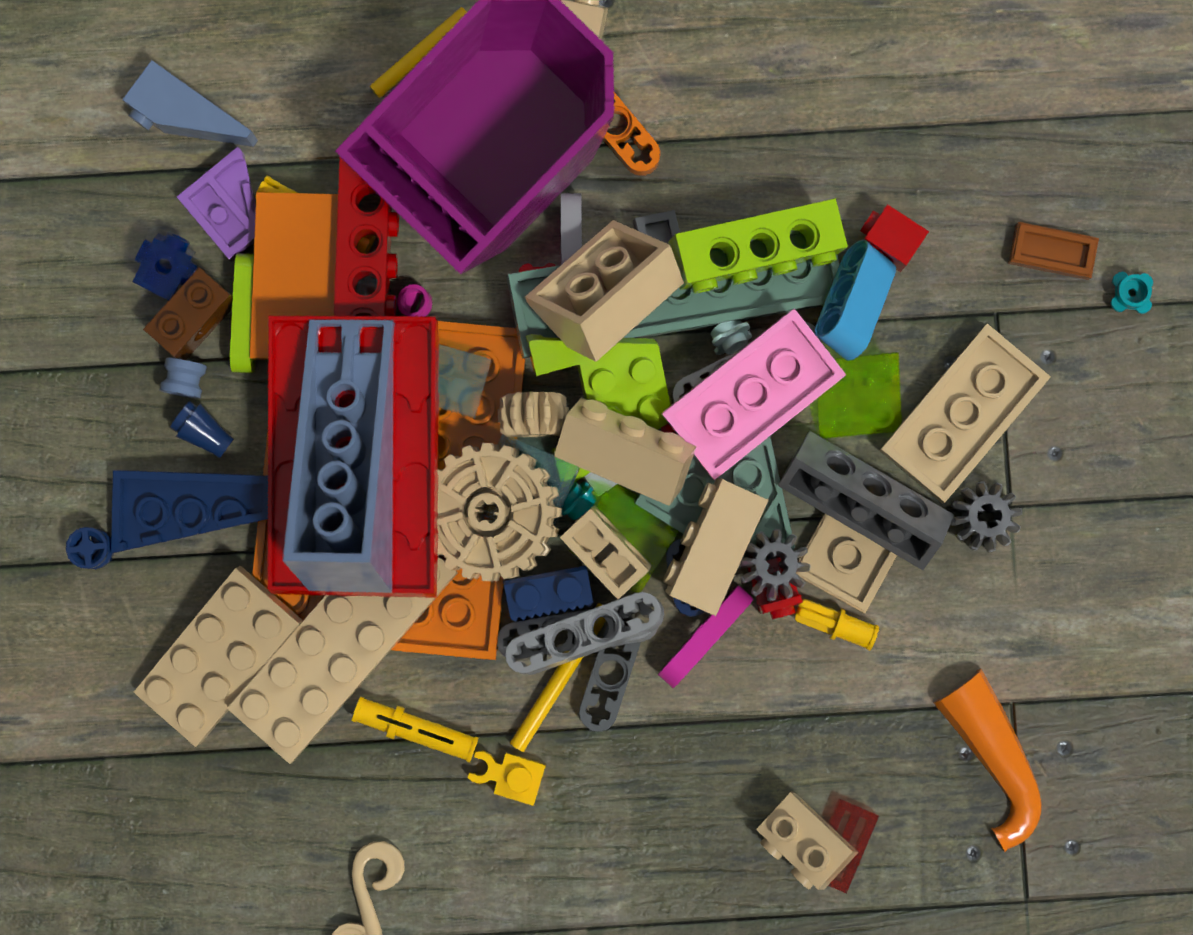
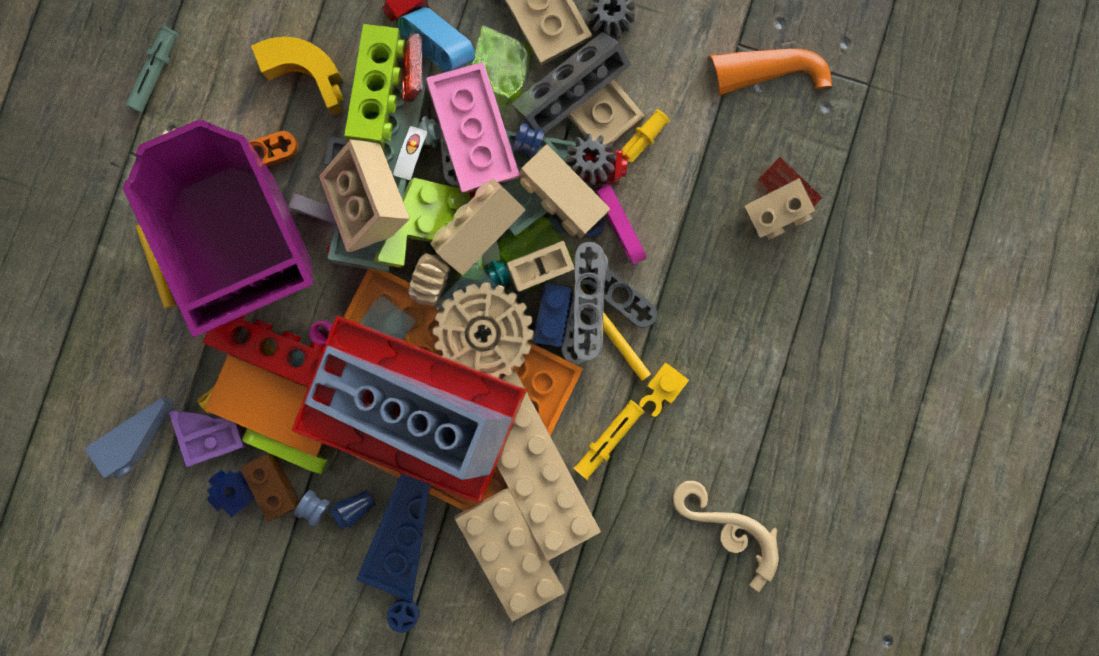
camera: 65 degrees left, 0 degrees up
(690, 324) = (409, 153): none -> white sticker
(764, 118) = (291, 54): none -> yellow arch
(765, 472) = (527, 140): none -> dark blue wheel
(803, 284) = (412, 68): none -> clear red tile

